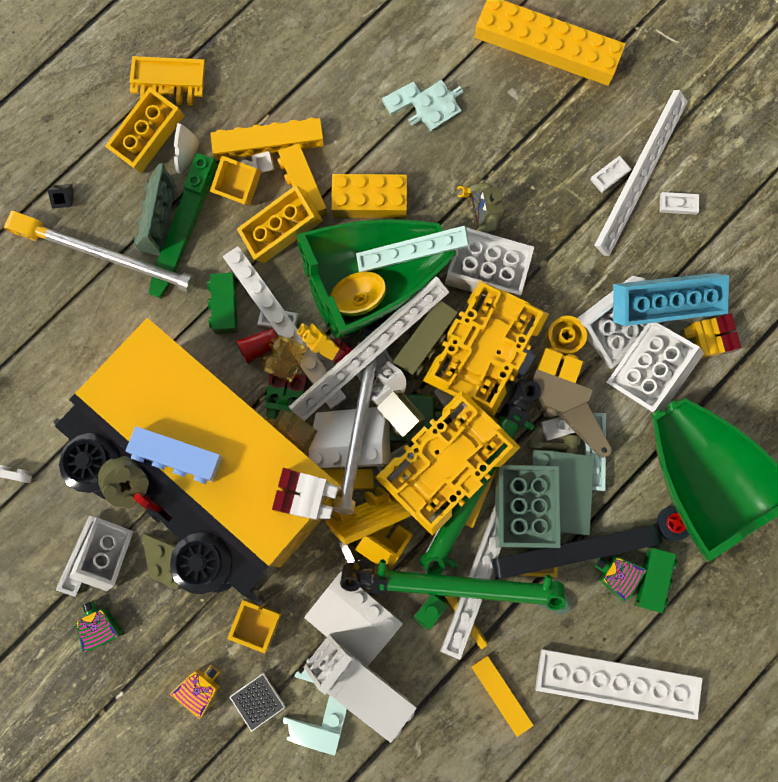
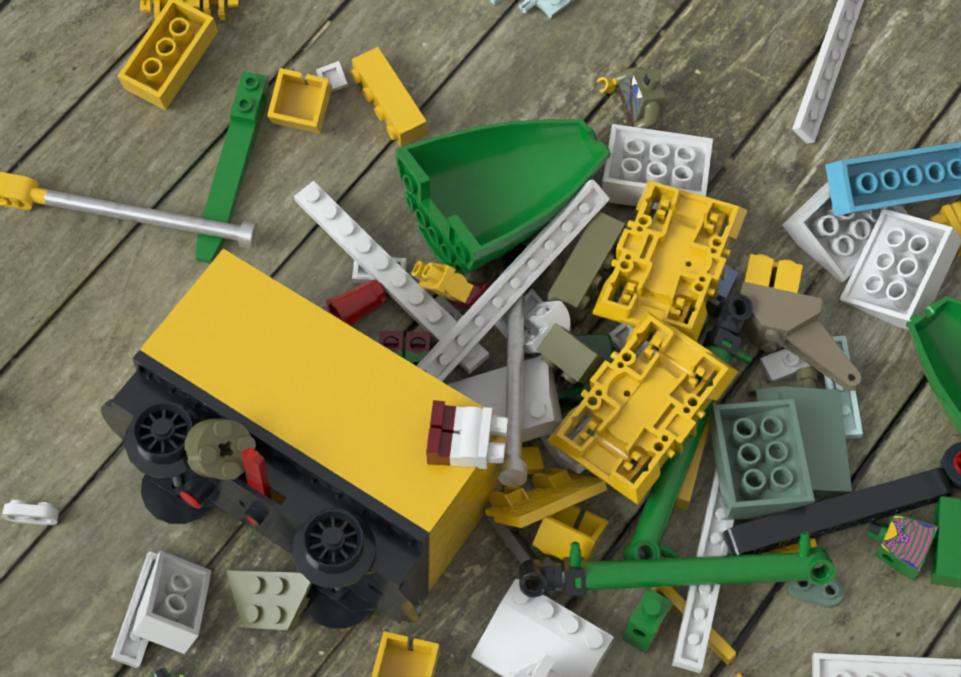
camera: 10 degrees left, 15 degrees down
(61, 196) = (60, 148): black brick -> none
(156, 211) = (193, 151): sand green slope -> none
(173, 454) = (285, 405): light blue brick -> none
(185, 146) = (225, 69): white brick -> none
(223, 303) = (300, 256): green brick -> none
(273, 138) = (340, 44): yellow brick -> none
(279, 224) = (366, 146): yellow brick -> none
(284, 358) = (398, 308): clear yellow brick -> none
(359, 293) = (491, 216): yellow dish -> none
(369, 196) = (480, 99): yellow brick -> none
(413, 249) = (551, 154): light aqua plate -> none
(572, 329) = (775, 238): yellow brick -> none
(610, 174) = (798, 43): white plate -> none
(679, 203) = (894, 67): white plate -> none

